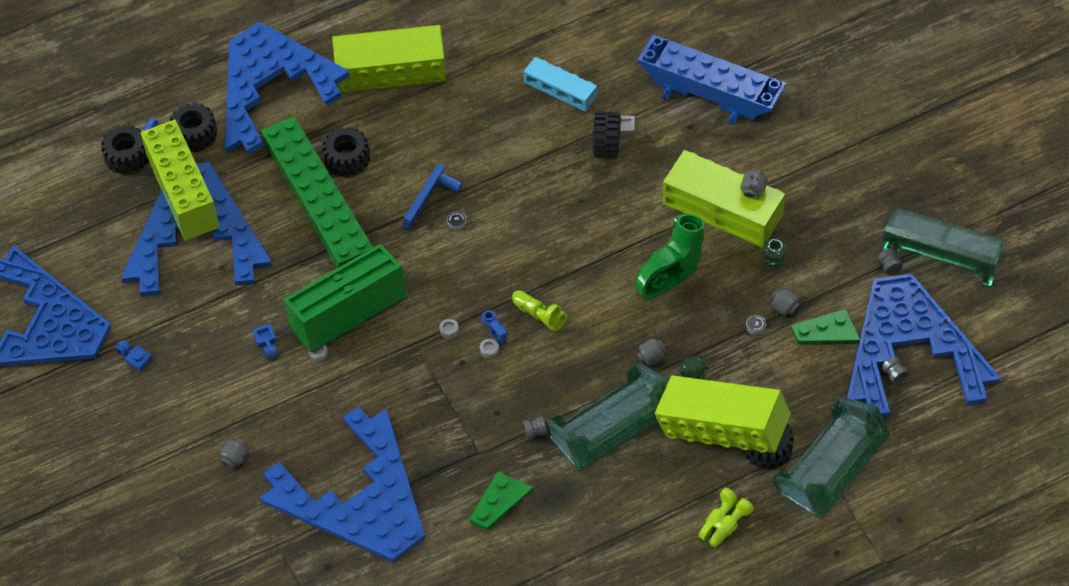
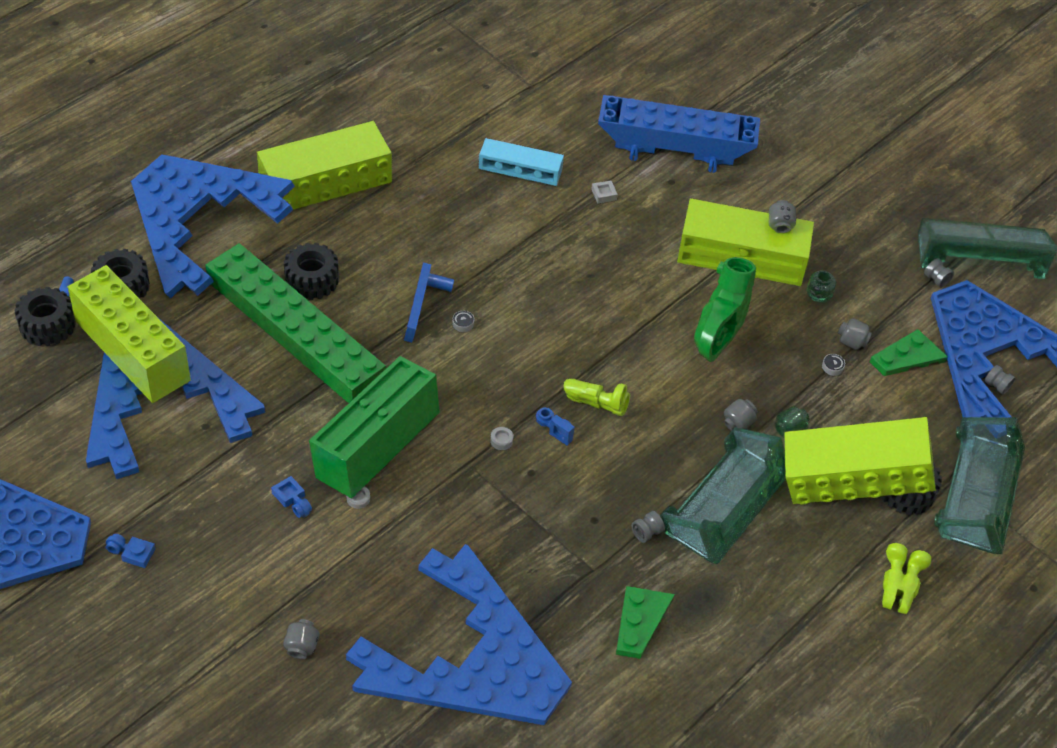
camera: 25 degrees left, 5 degrees down
(489, 348) = (556, 450): light grey tile -> none
(606, 134) = (596, 200): black tyre -> none

